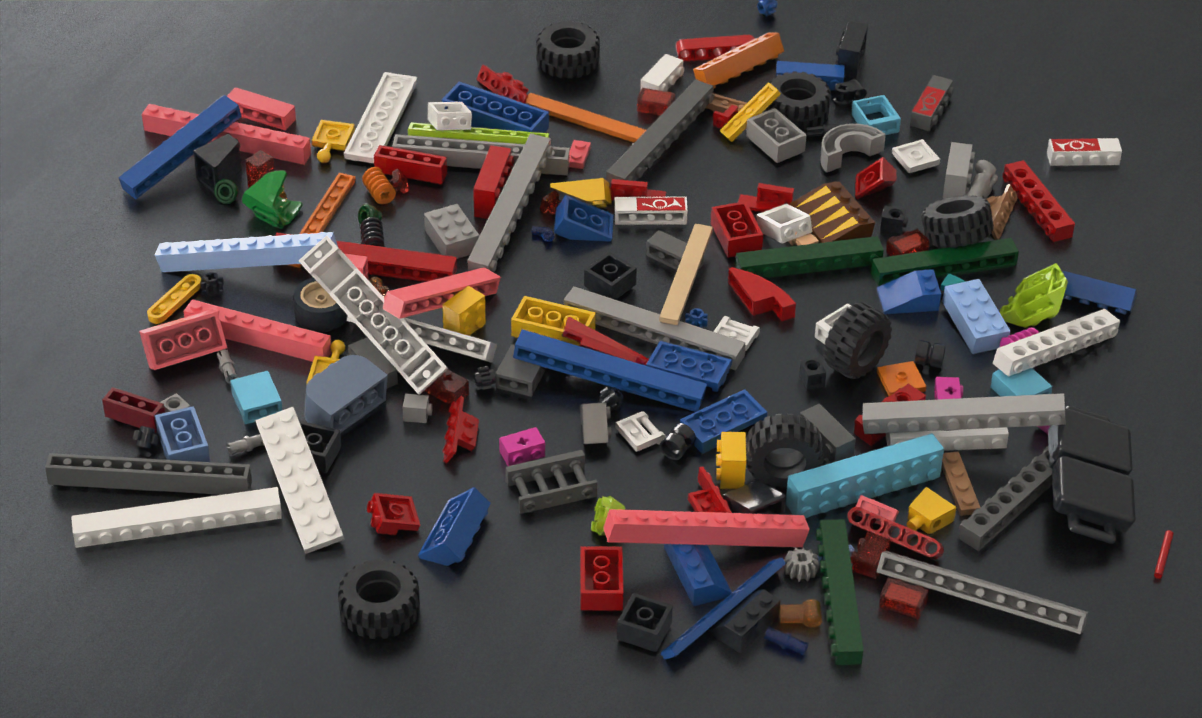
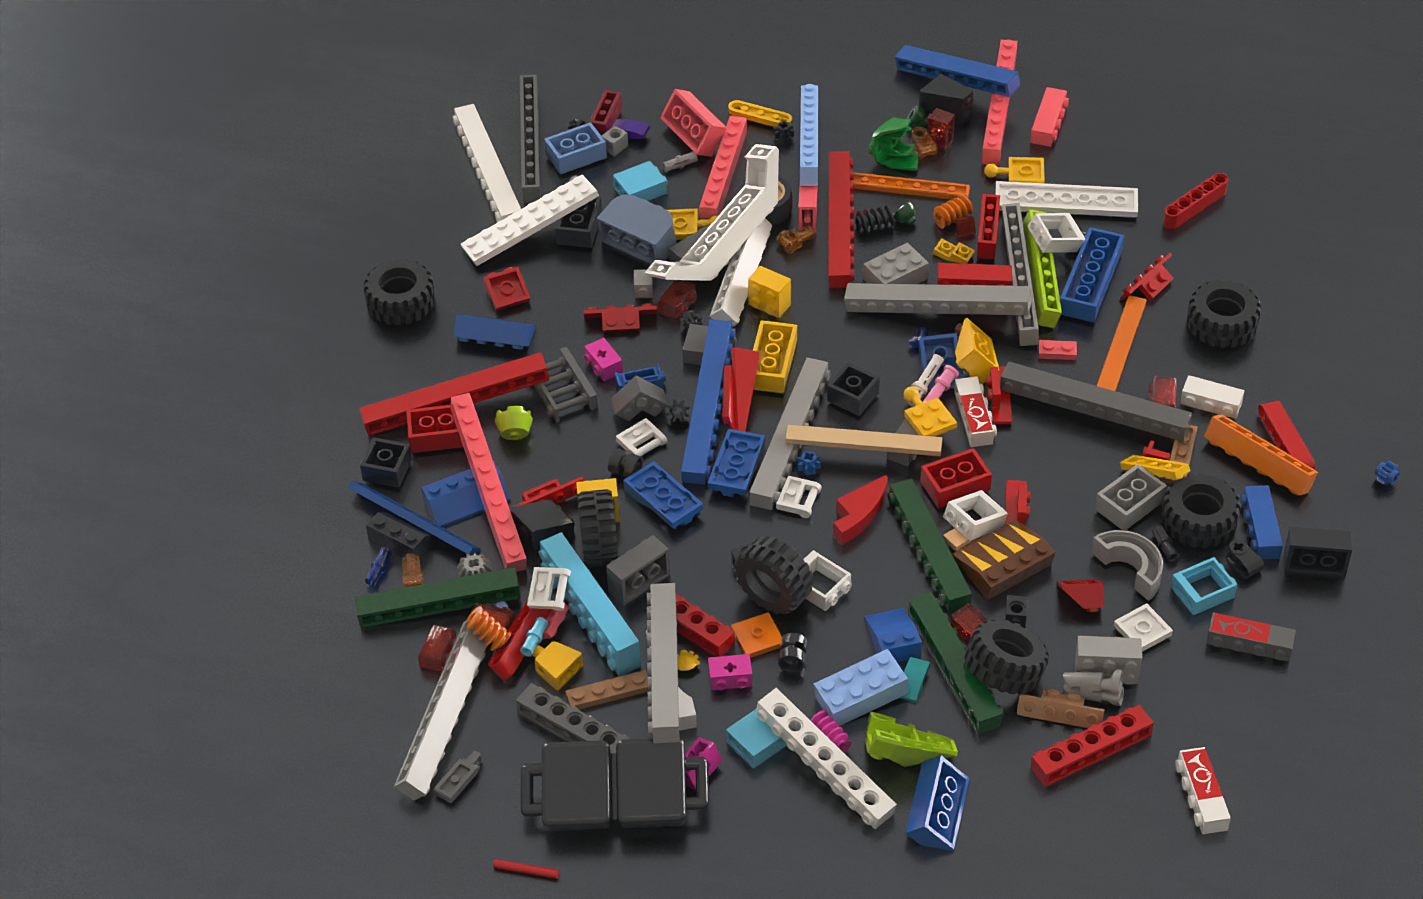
camera: 85 degrees right, 5 degrees up
(162, 391) = (634, 128): none -> dark purple slope
(411, 44) = (1195, 200): none -> red beam
(431, 196) = (950, 252): none -> yellow slope
(432, 294) = (765, 253): coral brick -> none
(557, 560) = (480, 385): none -> red brick
(559, 409) = (652, 375): none -> blue window
(616, 221) = (942, 383): none -> bright pink pin
(616, 236) = (926, 377): none -> white pin
(662, 230) = (928, 417): none -> yellow plate
(860, 495) = (542, 588): none -> white plate
(894, 541) = (488, 628): none -> orange piece
(904, 518) = (534, 636): none -> medium azure pin
(1061, 590) = (458, 777): none -> dark grey hinge

